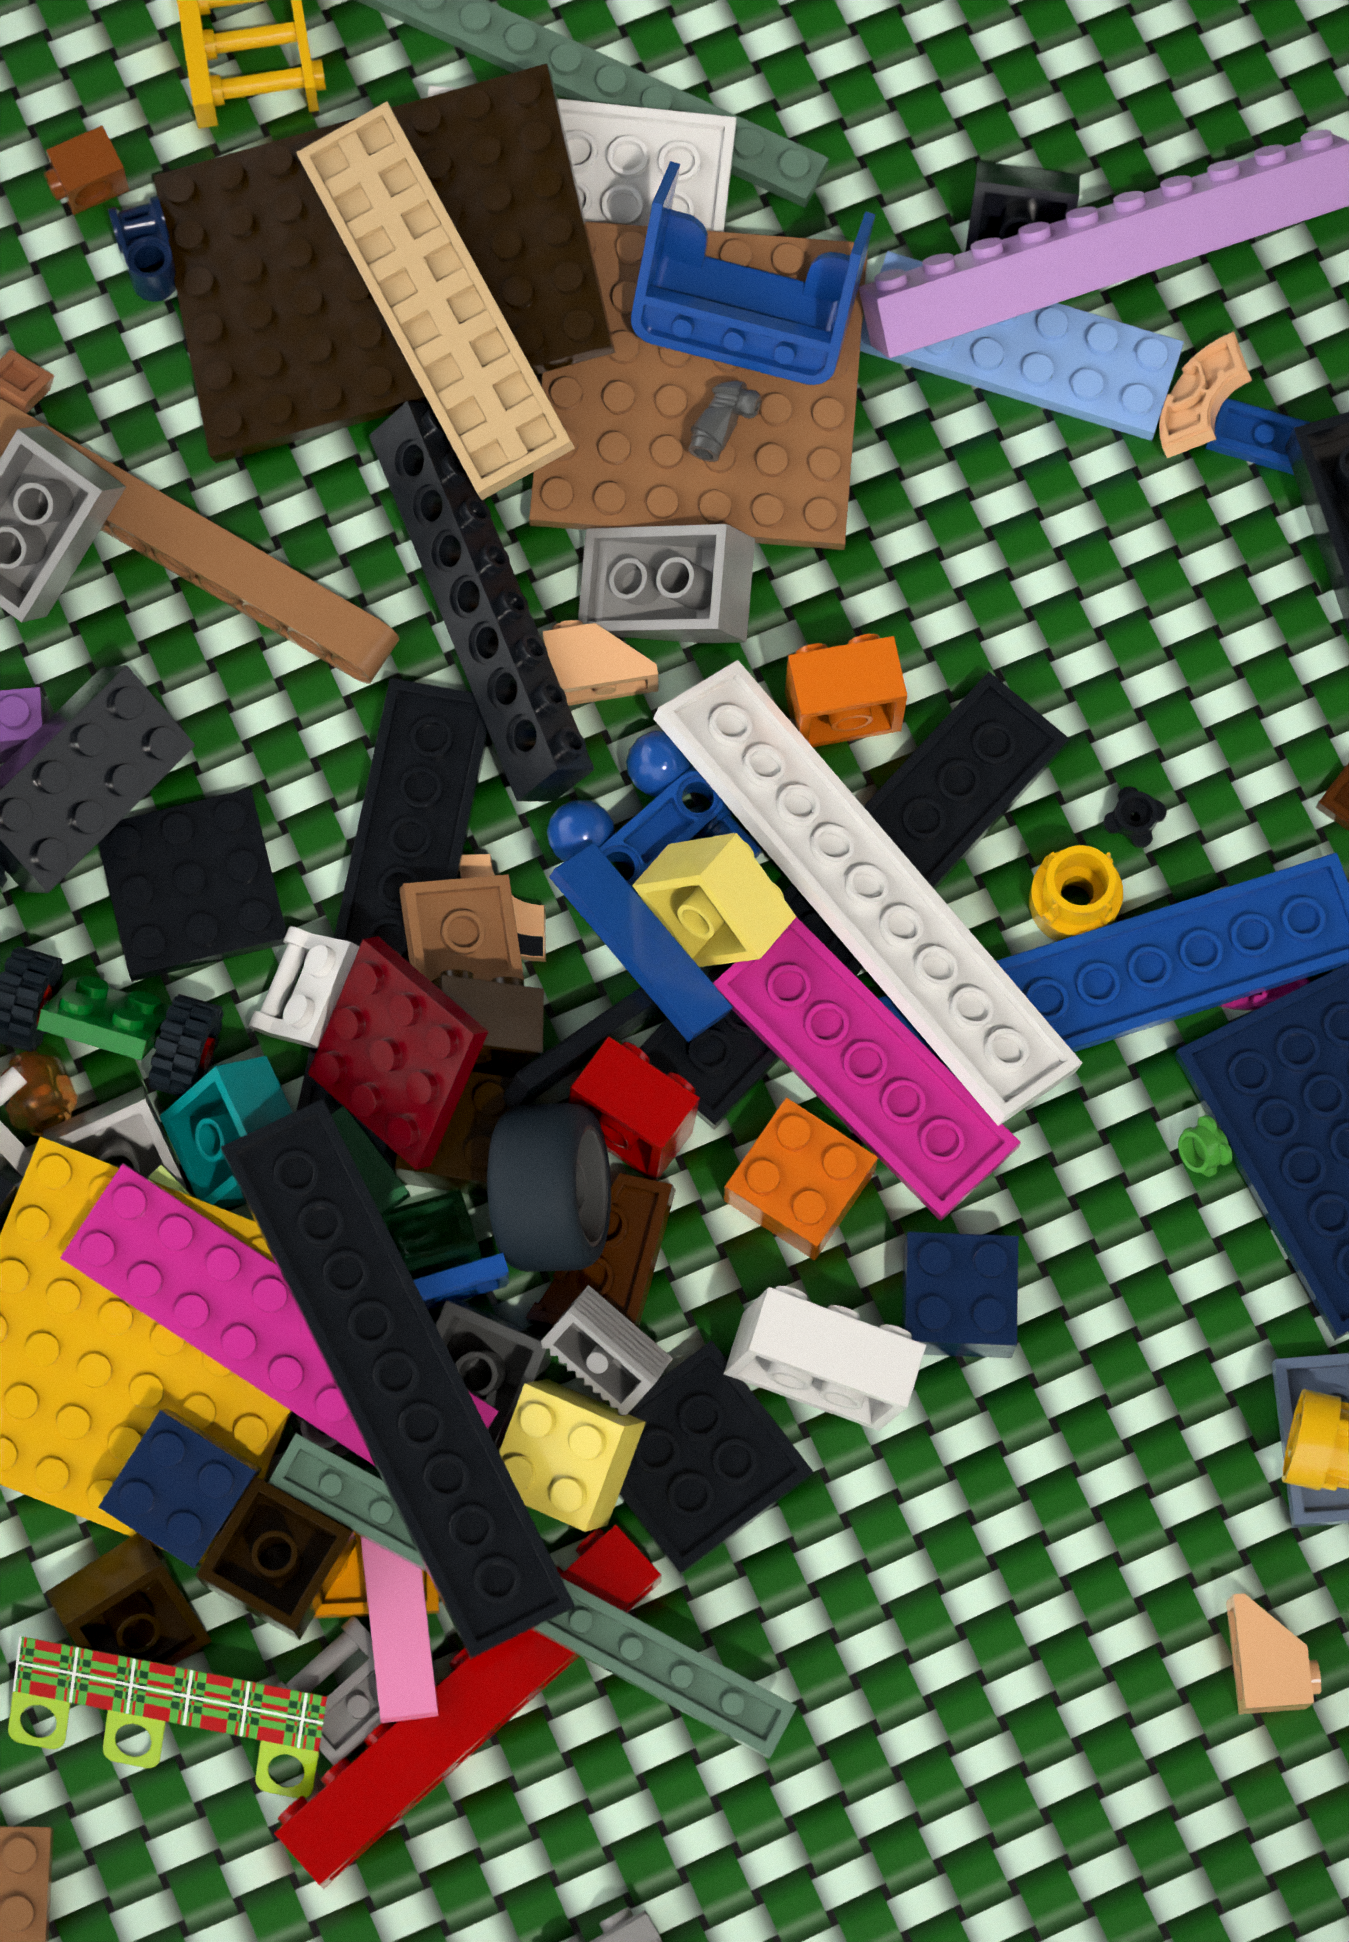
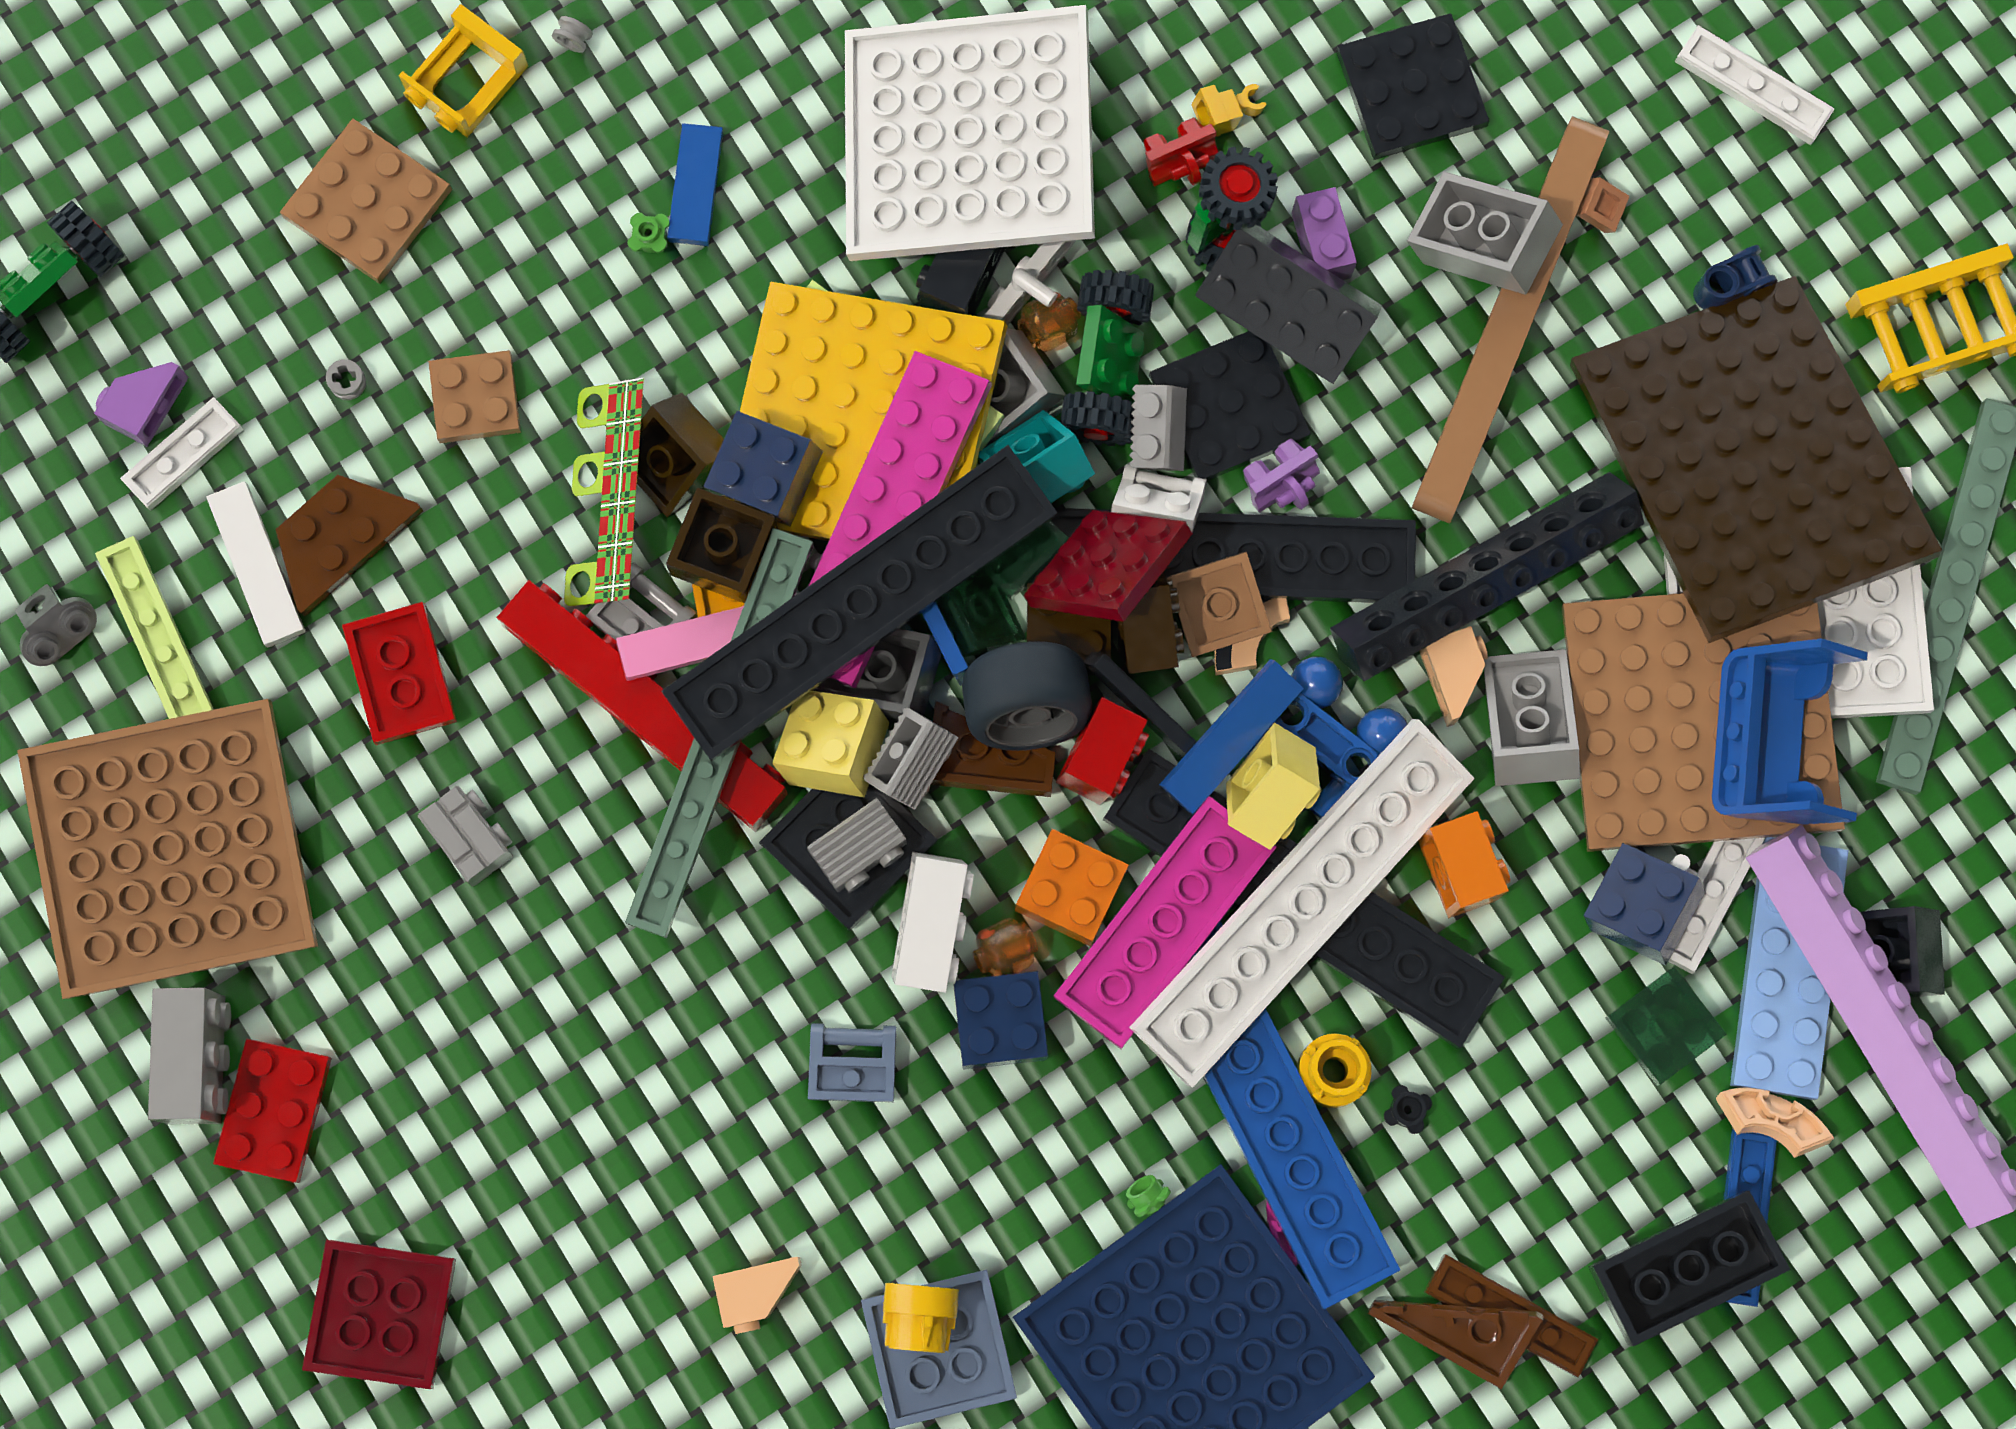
camera: 80 degrees right, 5 degrees up
(85, 171) = (1787, 224): dark orange brick -> none
(213, 971) = (1158, 427): none -> light grey brick
(293, 812) = (1287, 481): none -> medium lavender hips
(435, 301) = (1721, 496): tan plate -> none
(710, 1439) = (858, 846): none -> light grey brick
(718, 422) = (1671, 734): dark grey arm -> none
(867, 1274) = (1005, 948): none -> clear orange head
(923, 490) = (1644, 904): none -> dark blue brick
(926, 423) = (1721, 878): none -> white plate
(1005, 1499) = (851, 1076): none -> sand blue plate
(1072, 497) = (1665, 1026): none -> clear green plate

